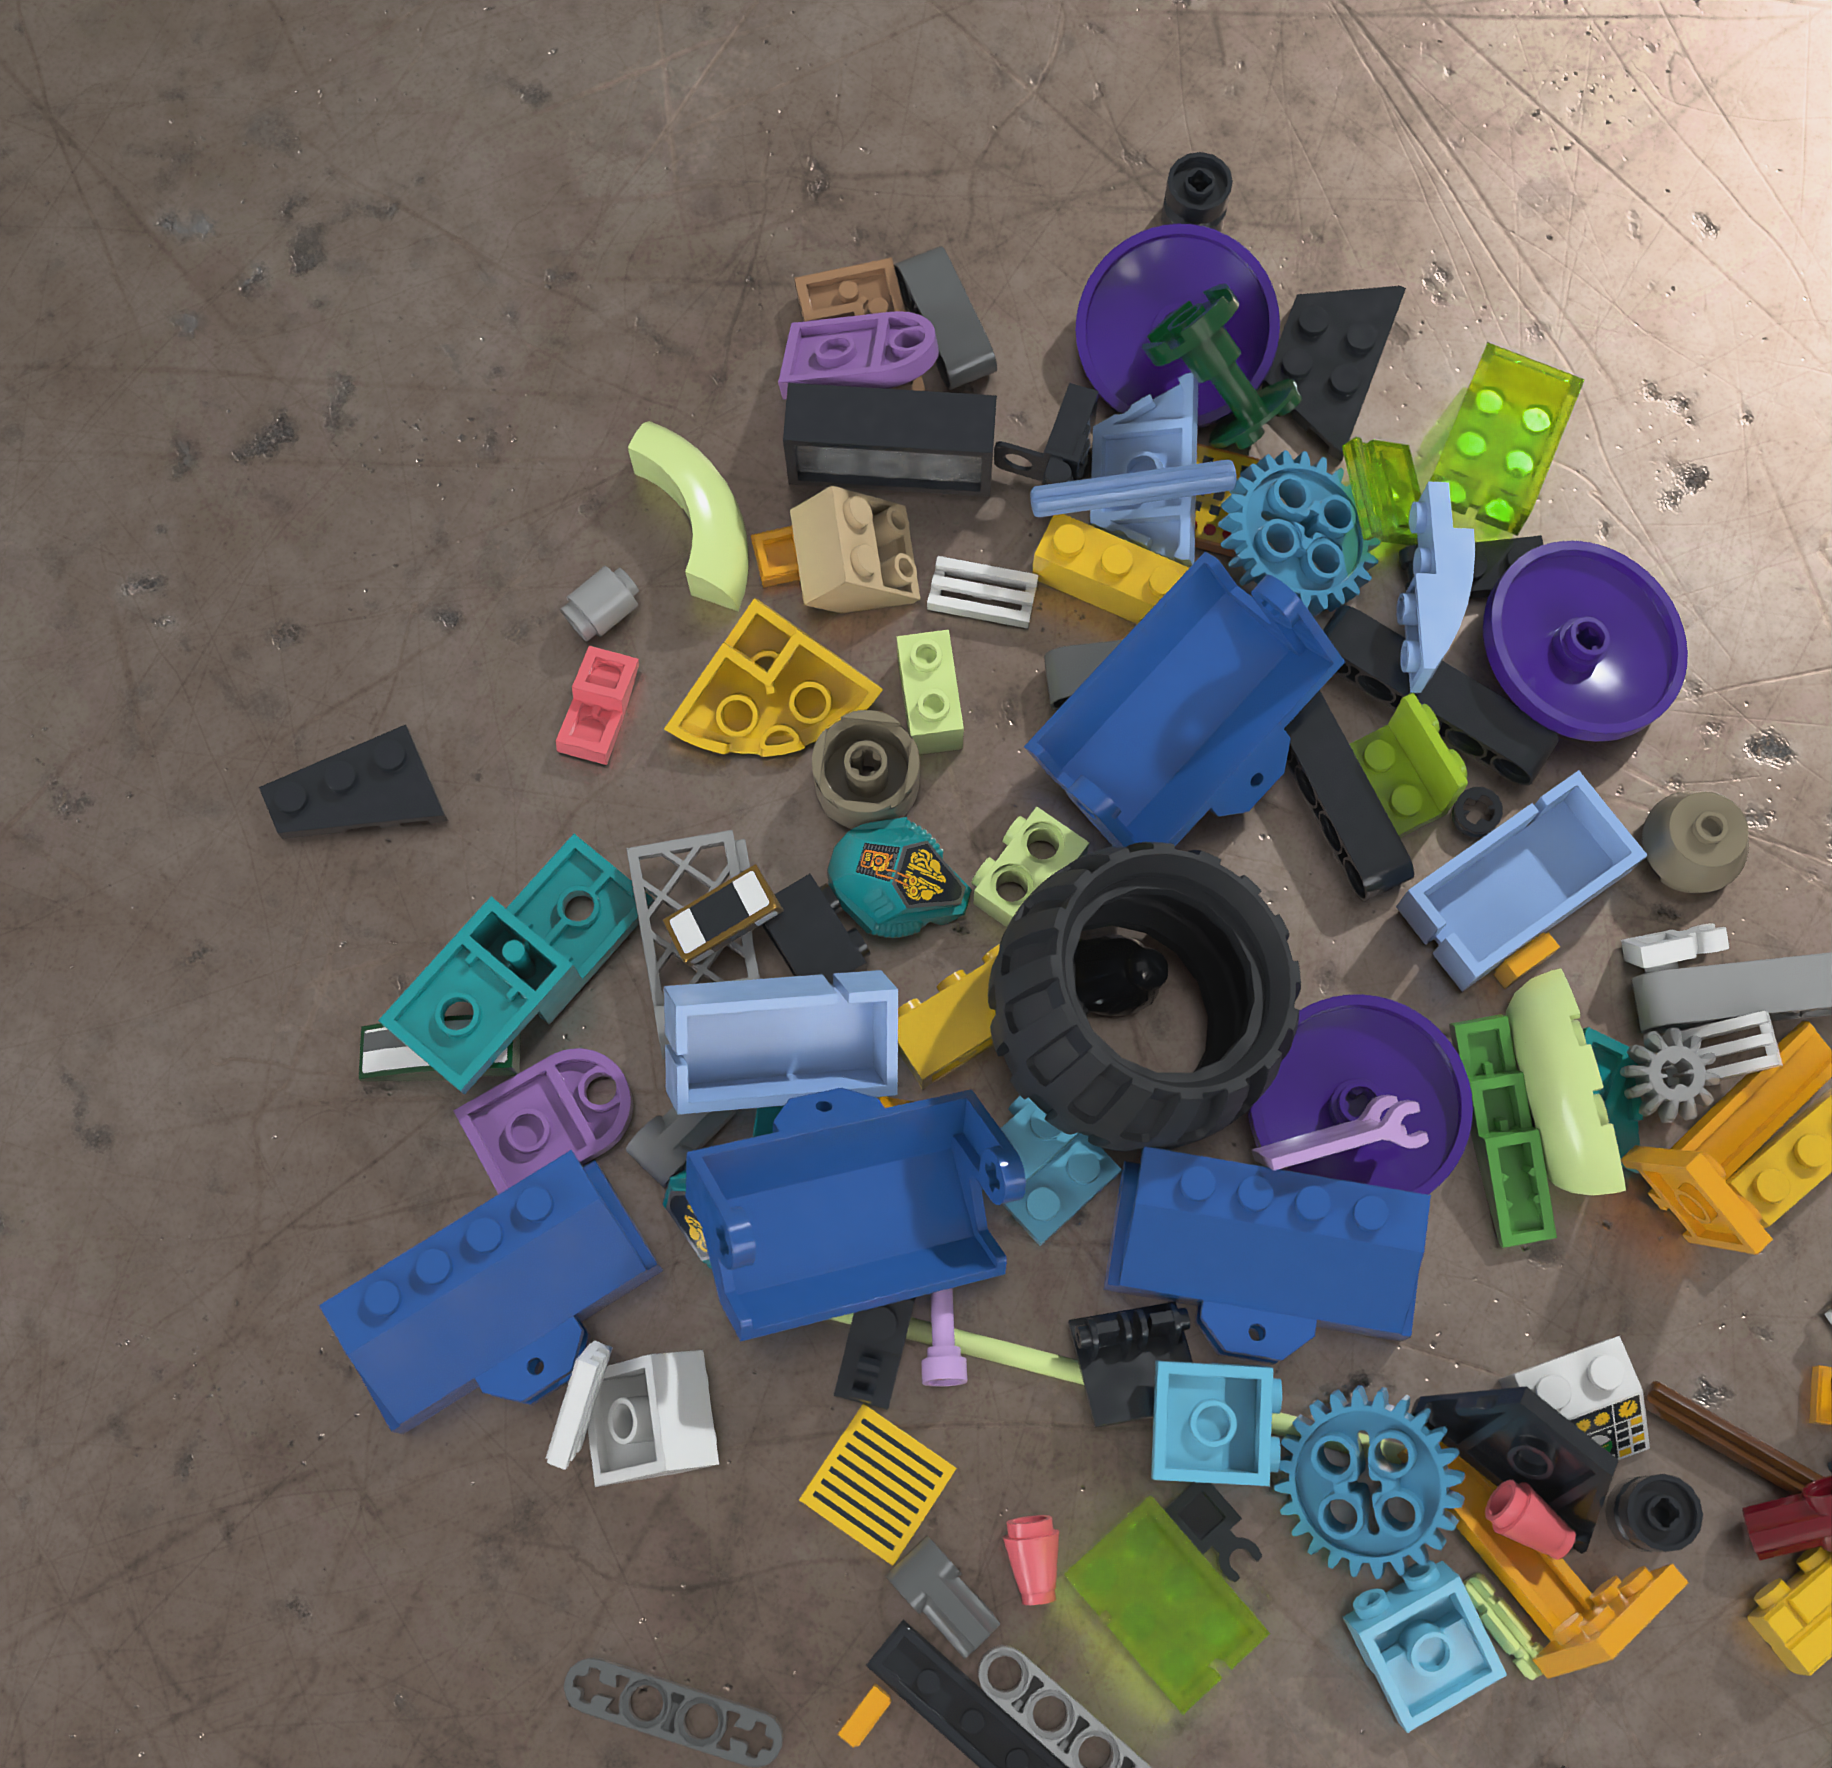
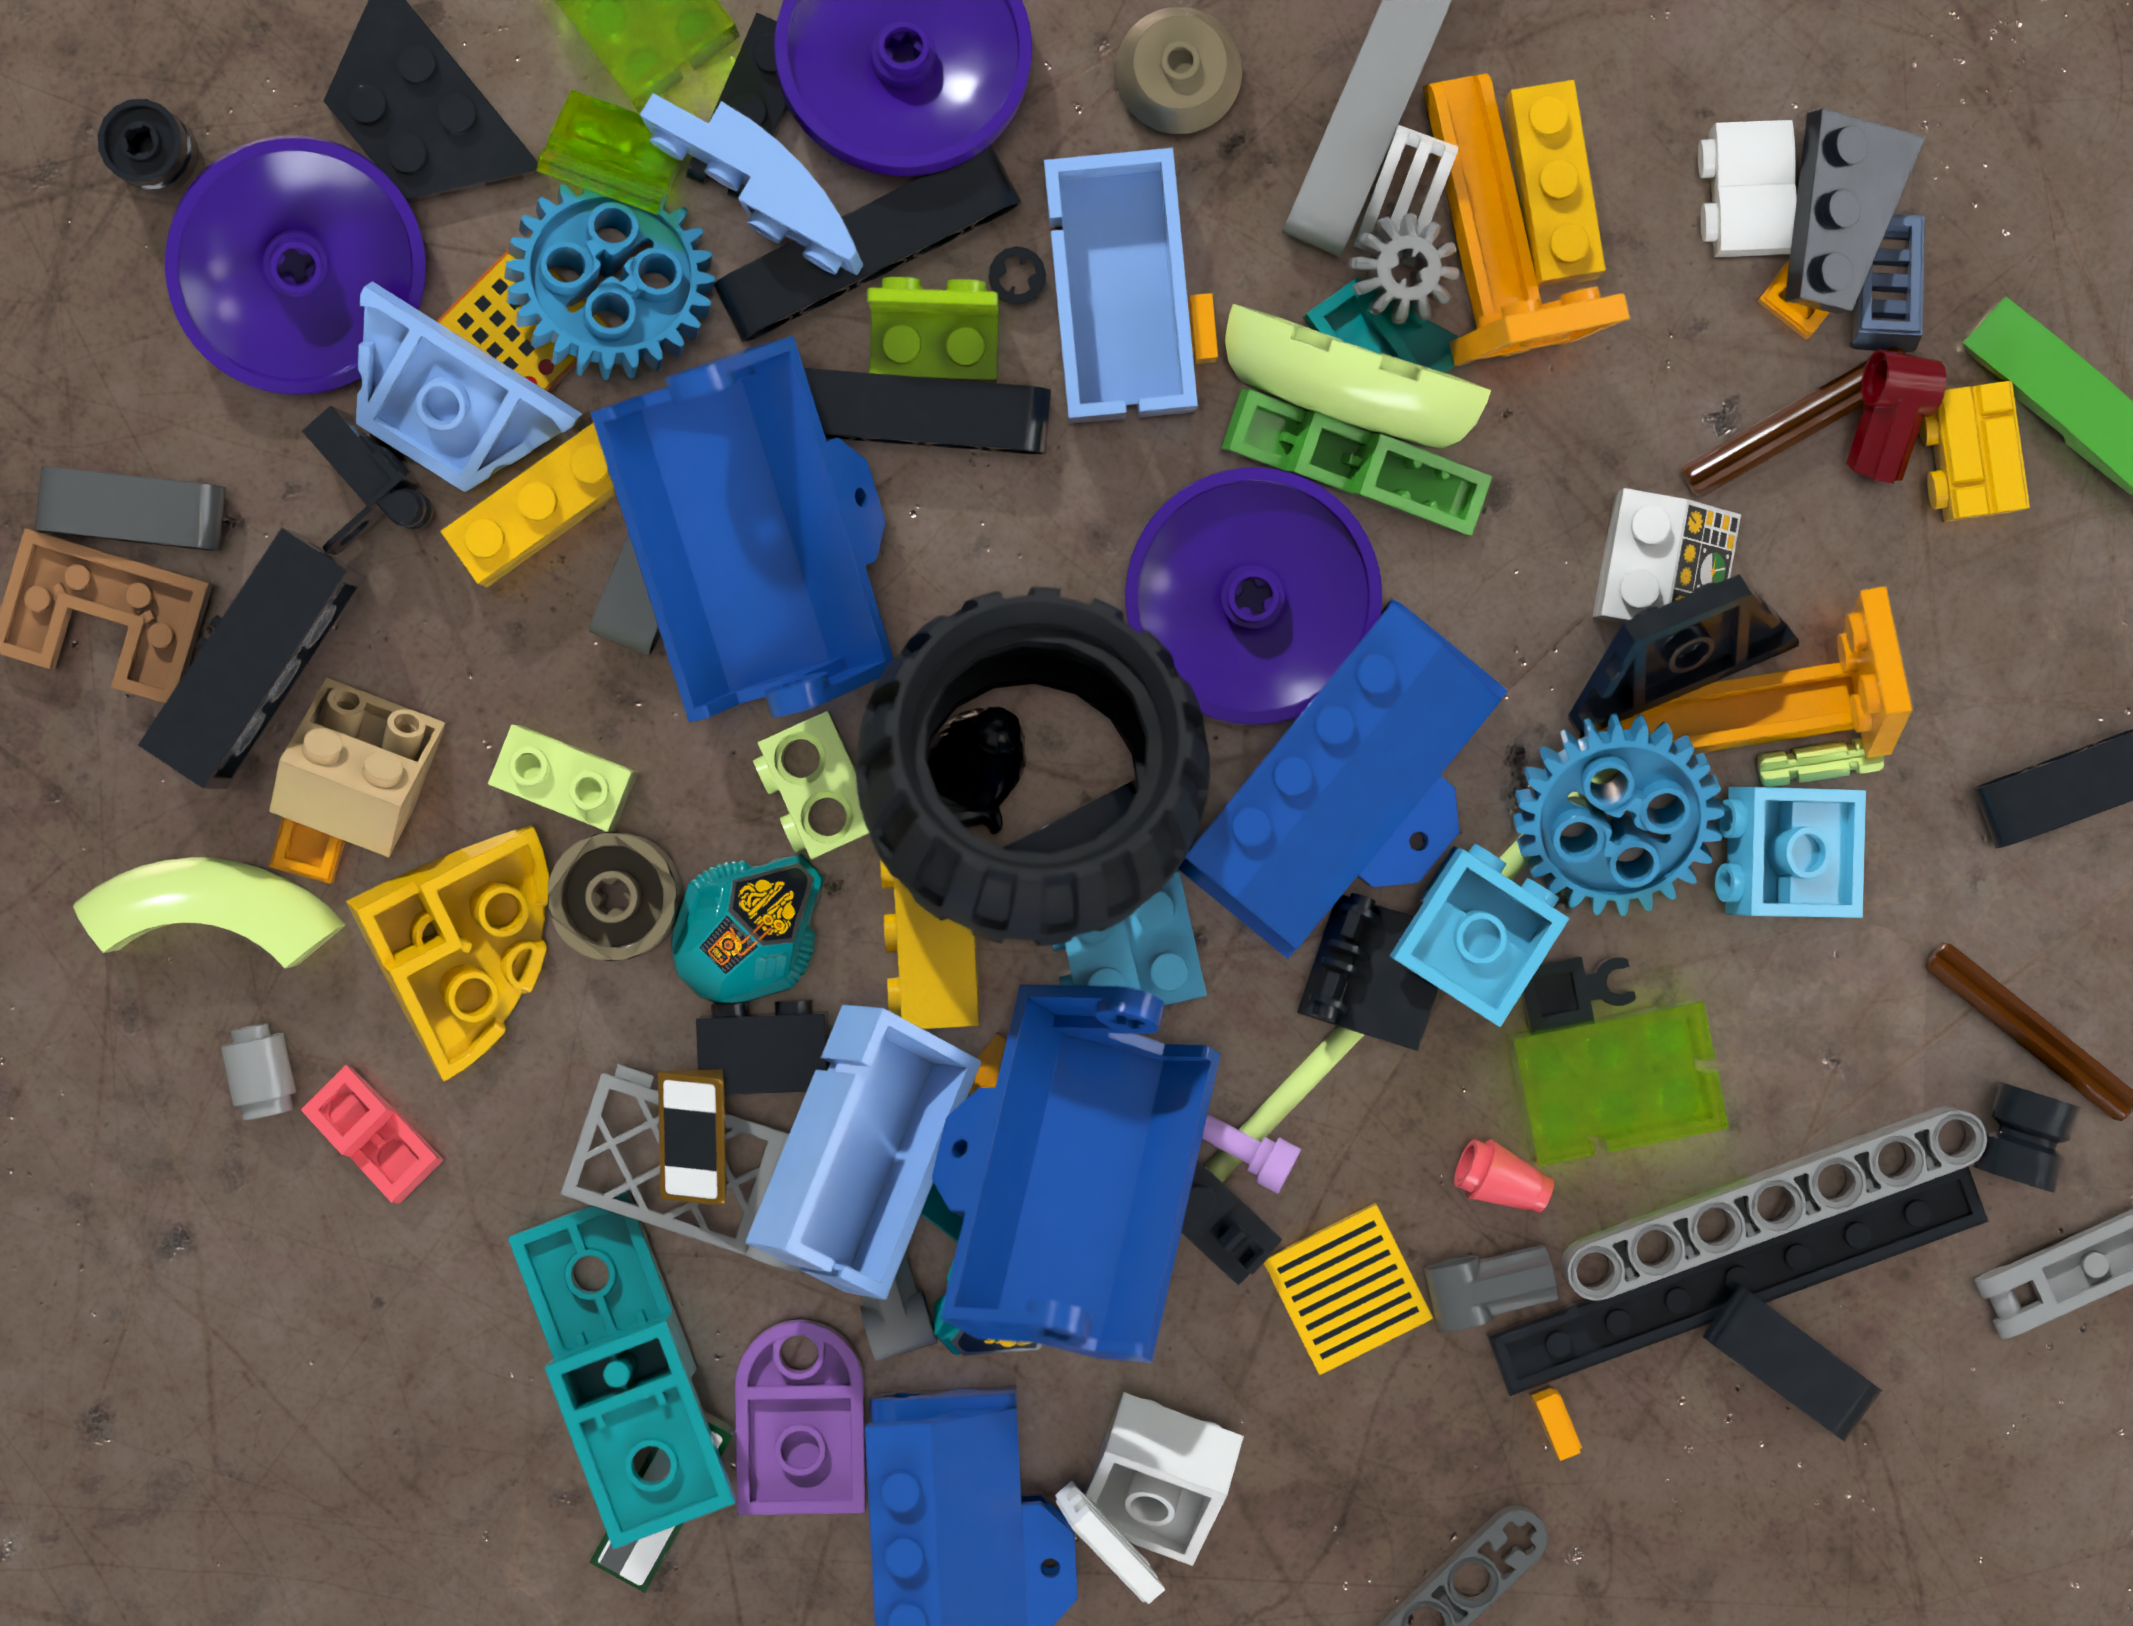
camera: 55 degrees left, 15 degrees up
(362, 786) = (323, 1434): black wing -> none
(859, 351) = (131, 642): medium lavender plate -> none
(987, 574) = (459, 632): white tile -> none
(1133, 488) = (465, 435): medium blue axle -> none
(1210, 354) = (329, 264): dark green piece -> none
(1347, 1135) = (1284, 651): lavender flag -> none
(1528, 1519) = (1740, 685): coral cone -> none
(1654, 1513) = (1803, 557): black wheel -> none
(1666, 948) = (1271, 176): white plate -> none

